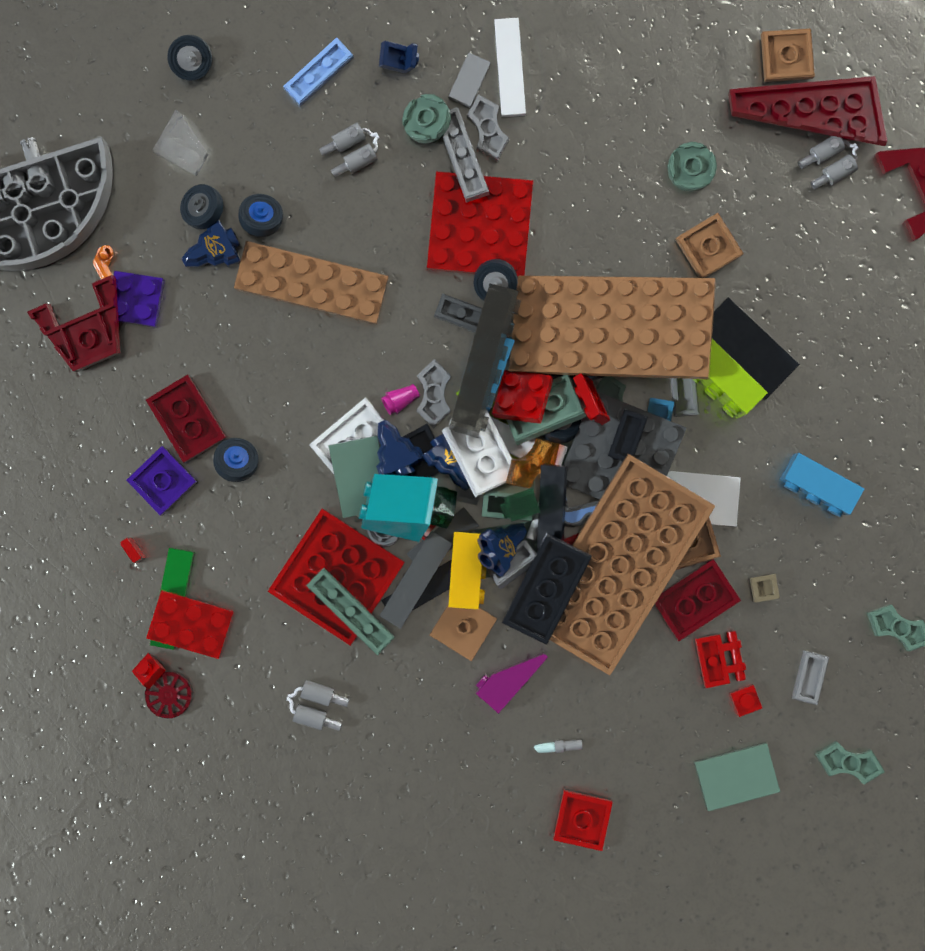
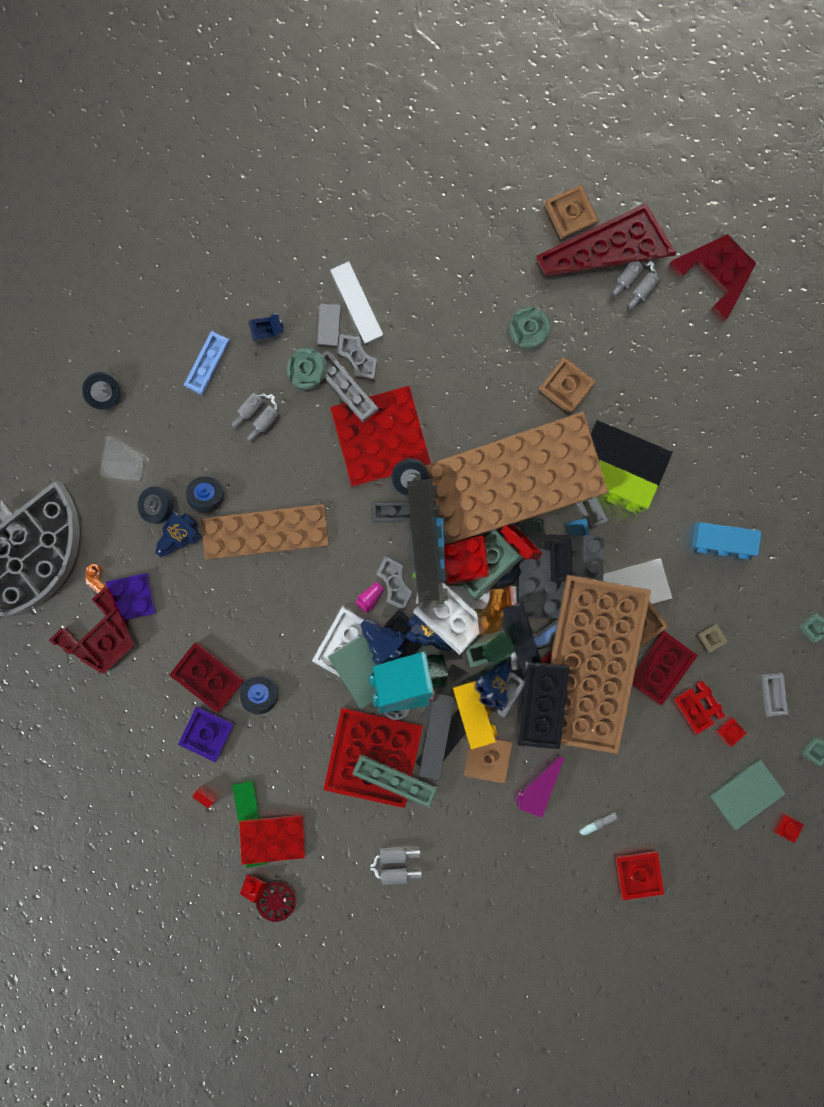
camera: 20 degrees left, 0 degrees up
(769, 832) = (788, 828): none -> red plate

